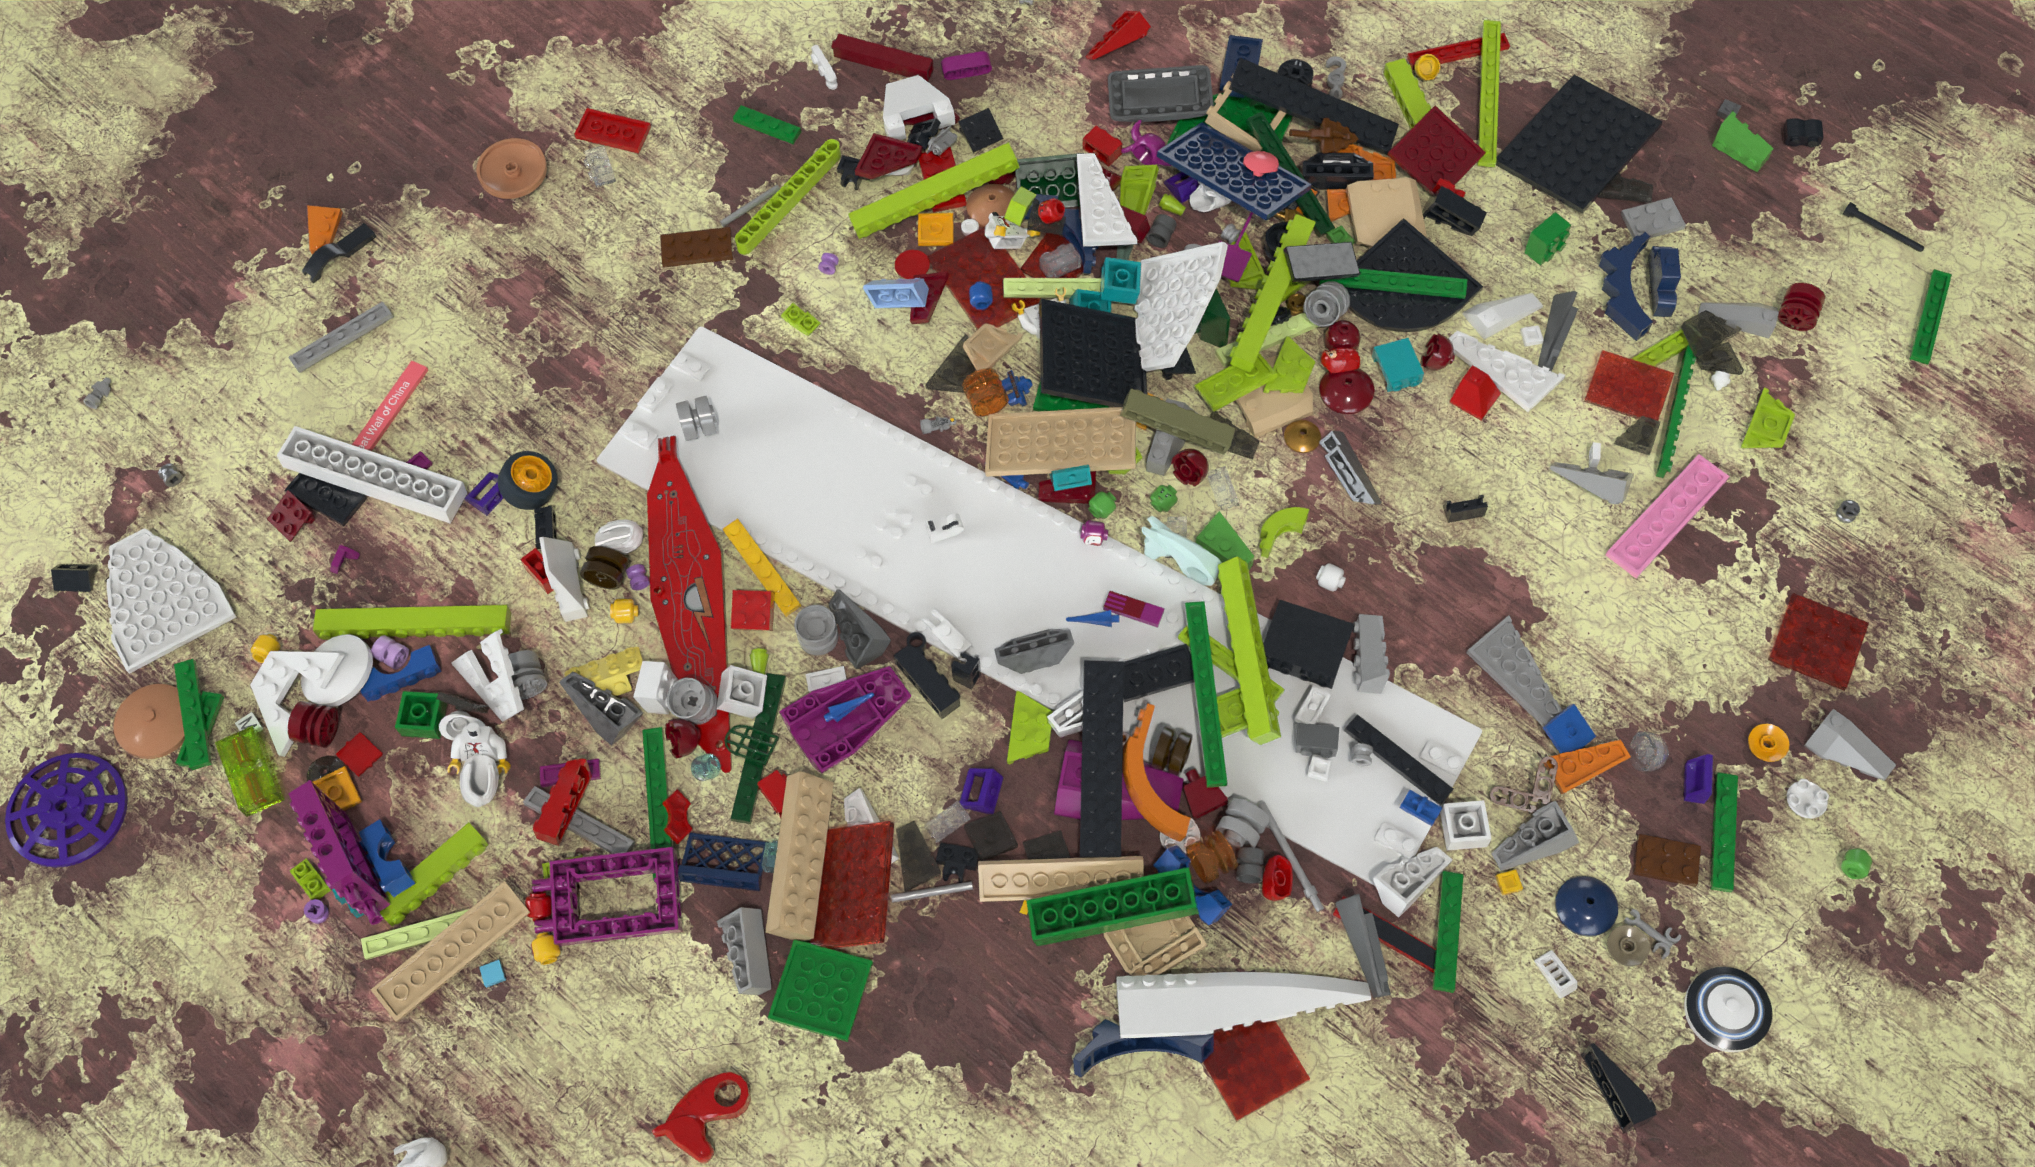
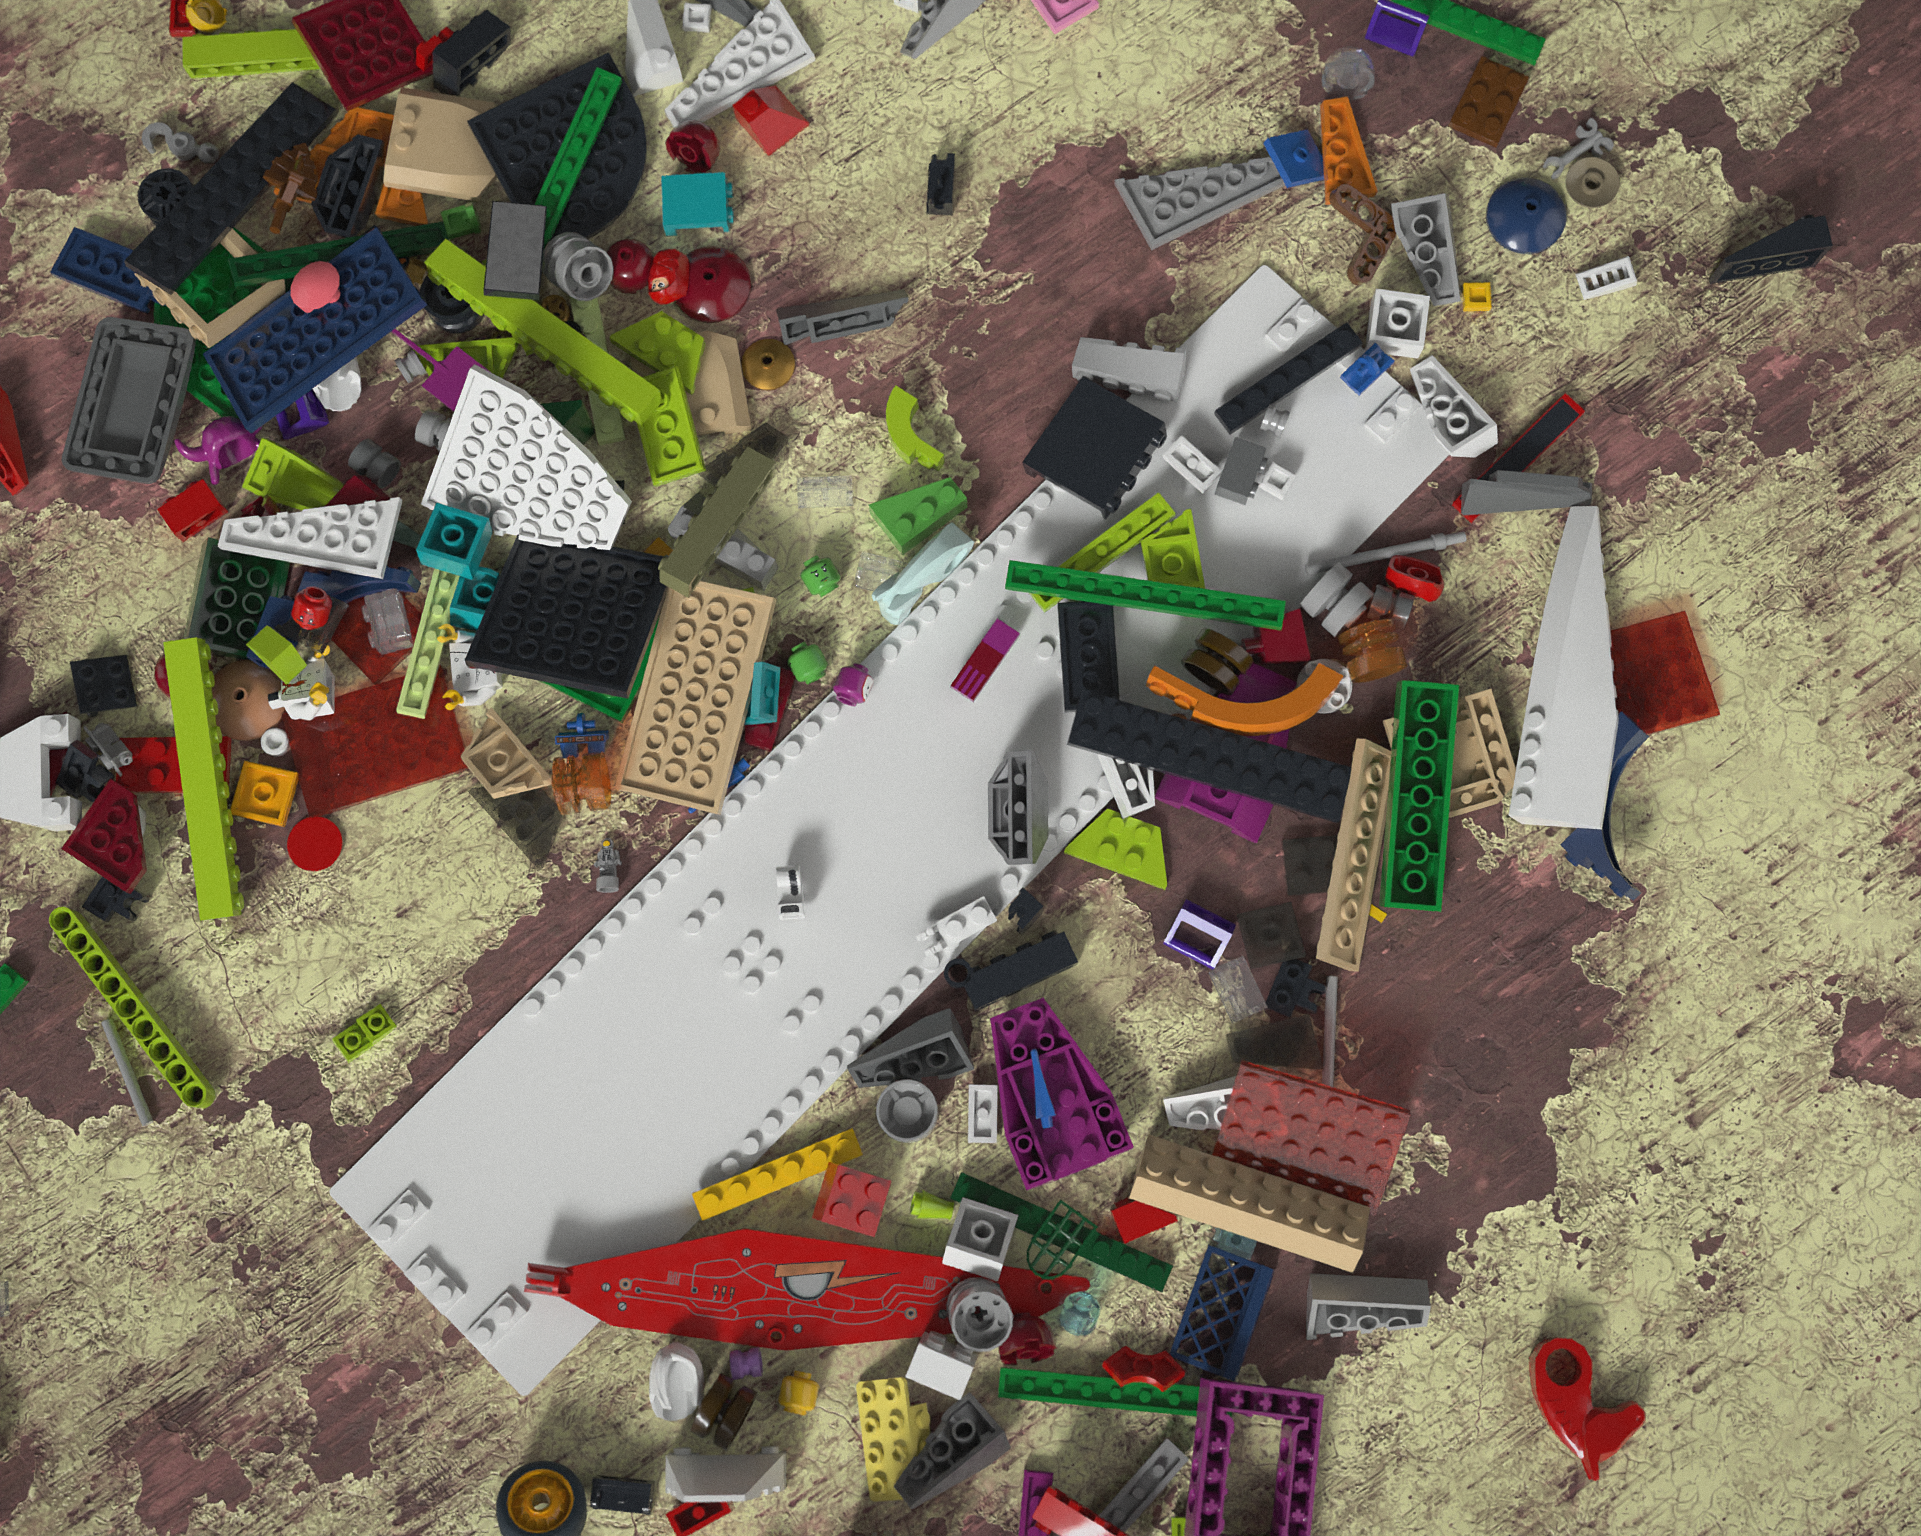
camera: 75 degrees left, 15 degrees up
(696, 247) = (179, 1172): reddish brown plate -> none
(701, 416) = (509, 1216): light grey wheel -> none
(820, 990) = (1439, 1213): green plate -> none
(828, 263) = (277, 970): medium lavender wheel -> none
(897, 293) = (367, 874): light blue slope -> none
(936, 284) = (381, 834): dark red wing -> none
(980, 295) = (413, 751): blue head -> none
(1103, 618) = (991, 703): blue piece -> none
(1171, 205) = (330, 438): lime cone -> none
(1190, 466) = (782, 525): dark red cylinder -> none
(1210, 904) = (1373, 704): blue arch -> none
(1248, 651) = (1097, 521): lime brick -> none
(1330, 577) = (999, 388): white head -> none
(1448, 932) = (1529, 388): green plate -> none
(1728, 1009) = (1690, 97): dish -> none

